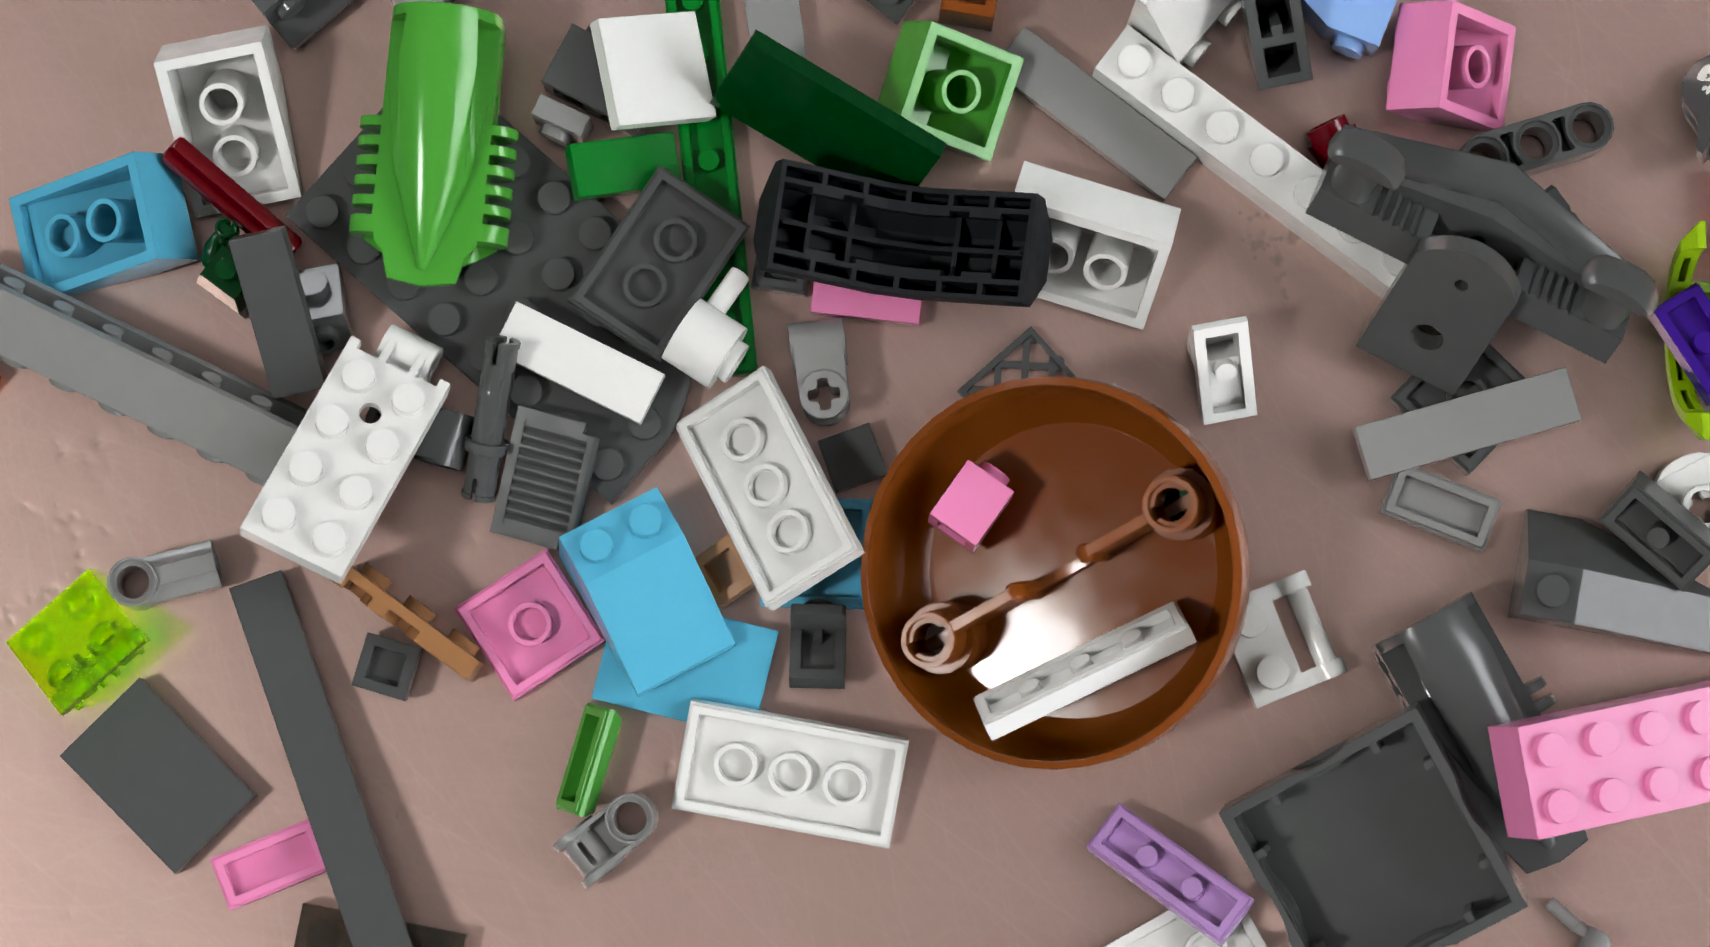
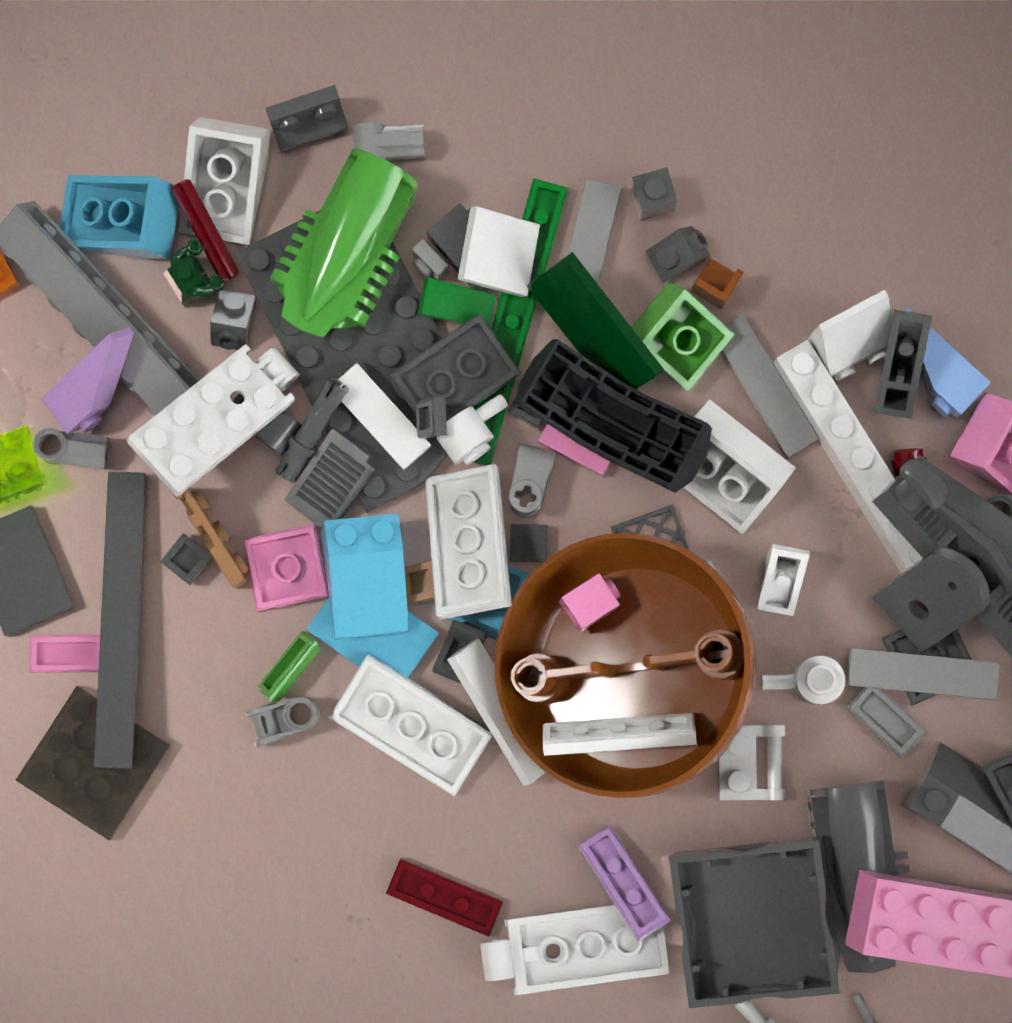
camera: 20 degrees right, 0 degrees up
(157, 476) = (90, 385): none -> lavender slope
(278, 311) = (206, 311): dark grey tile -> none
(651, 336) = (431, 418): none -> dark grey tile
(857, 670) = (477, 676): none -> white tile
(1320, 492) = (814, 680): none -> white piece

